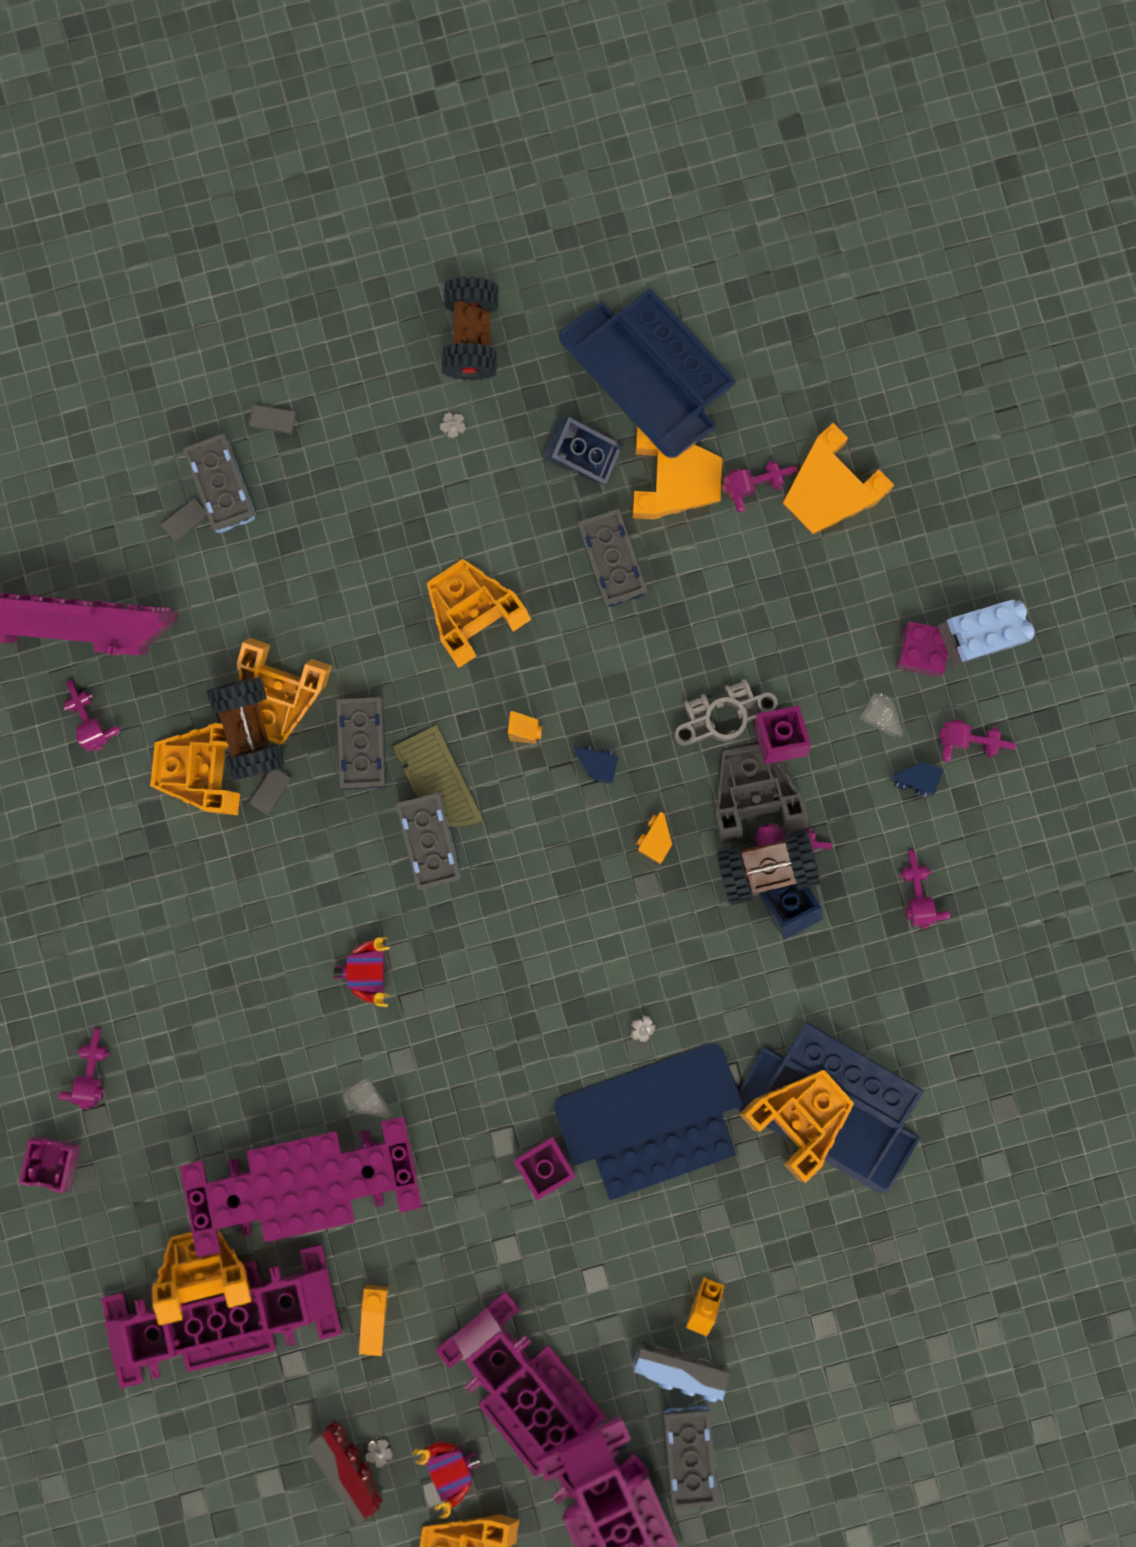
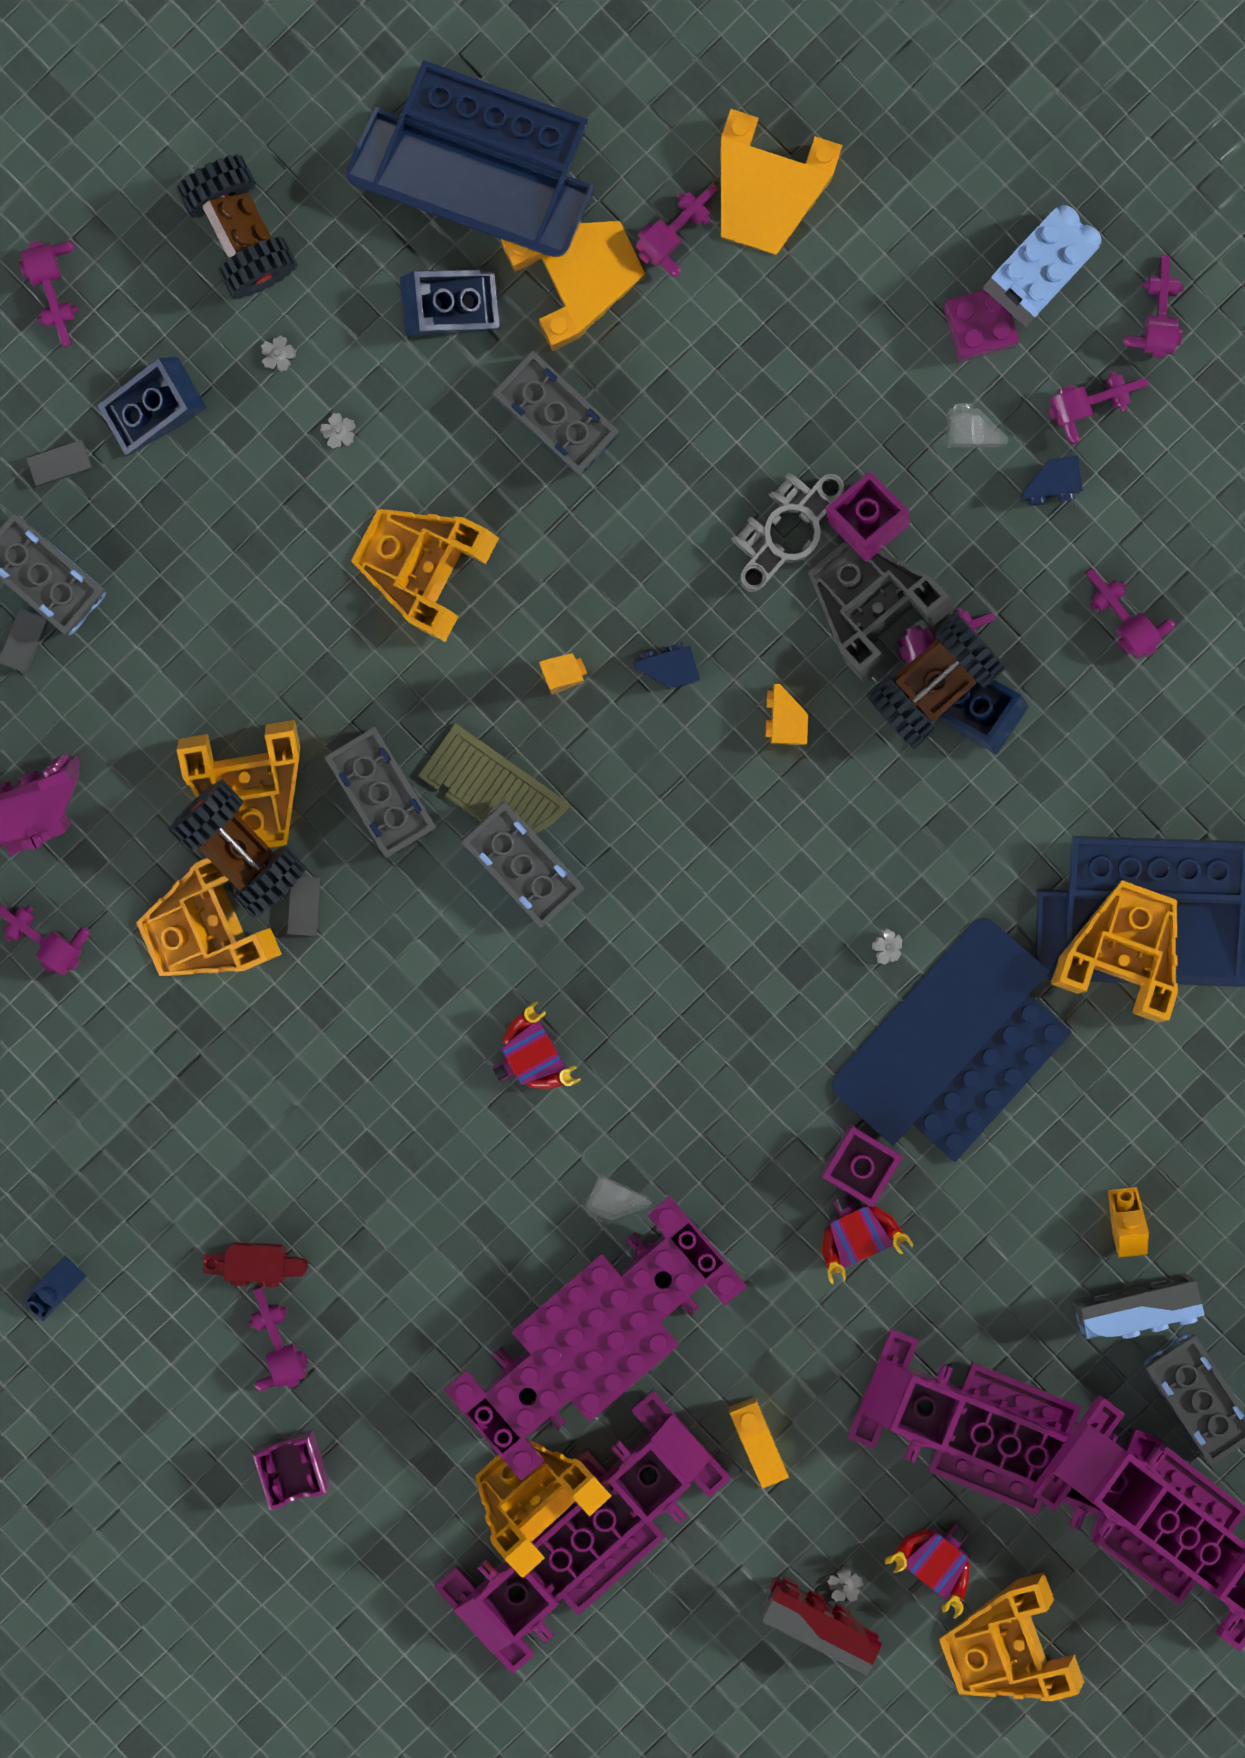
camera: 30 degrees left, 5 degrees up
(105, 1011) = (254, 1263): none -> dark red hinge
(332, 289) = (42, 267): none -> magenta piece
(353, 413) = (151, 404): none -> dark blue slope
(465, 495) = (338, 431): none -> light grey plant
(517, 1214) = (858, 1235): none -> torso
(1041, 718) = (1159, 331): none -> magenta piece

